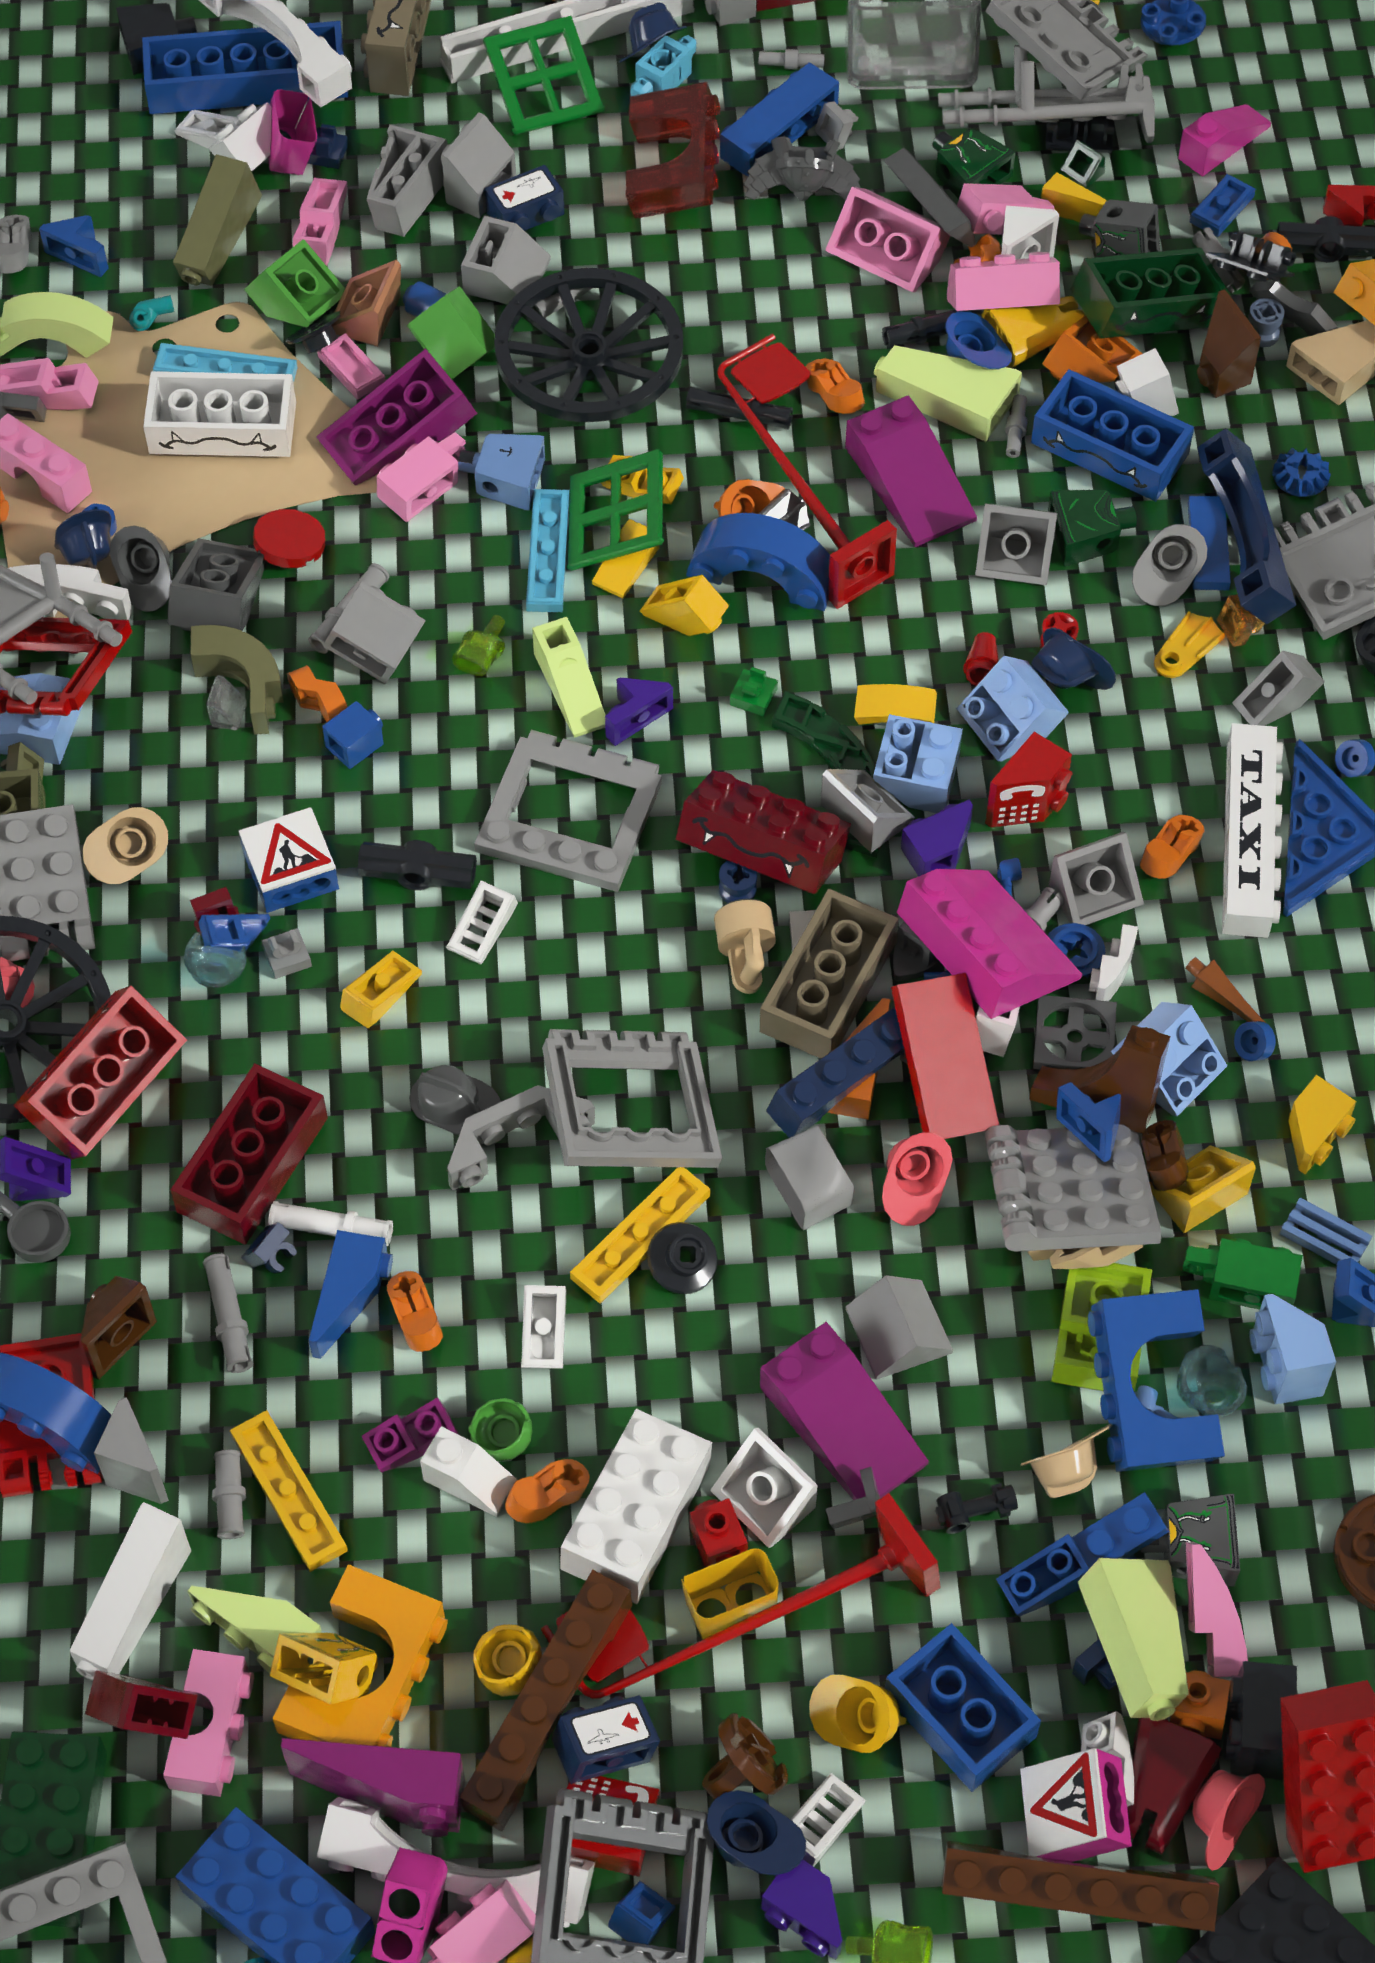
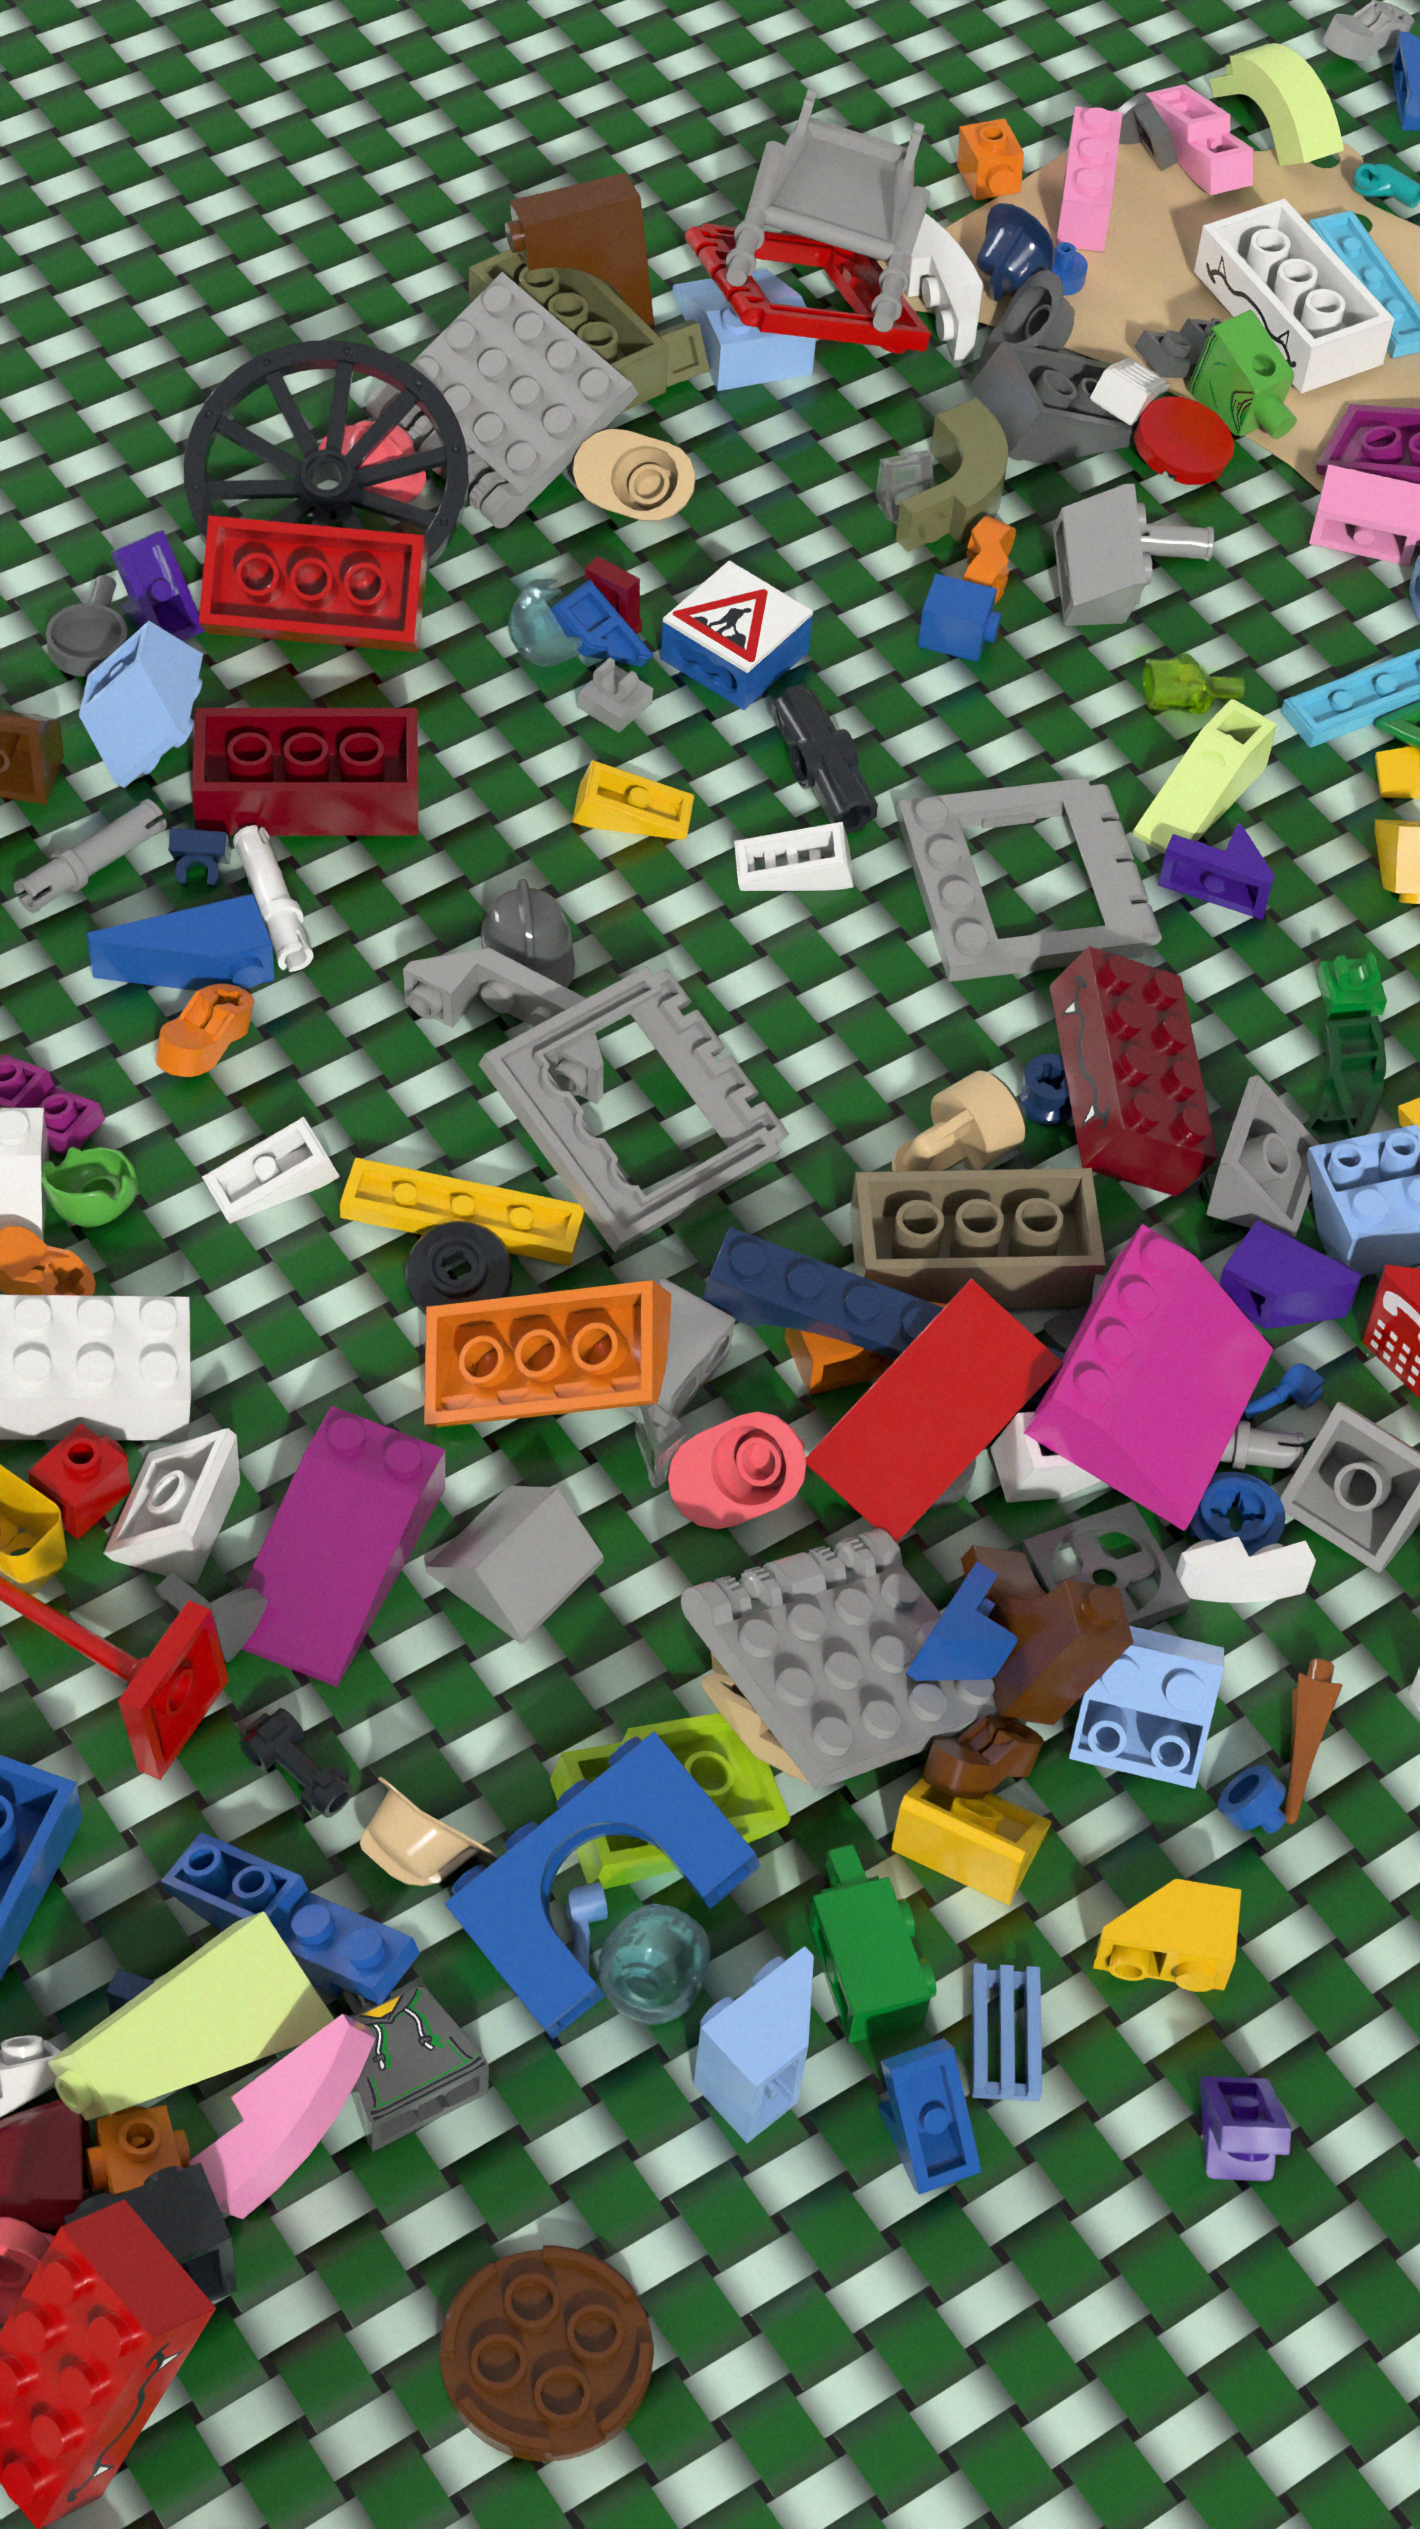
camera: 55 degrees right, 5 degrees down
(137, 1221) = (141, 701): none -> light blue slope
(215, 491) = (1173, 352): none -> dark grey slope
(235, 542) = (1128, 389): none -> white slope
(274, 478) = (1244, 377): none -> bright green torso
(789, 1237) = (546, 1353): none -> orange slope
(866, 1211) = (658, 1439): none -> clear slope

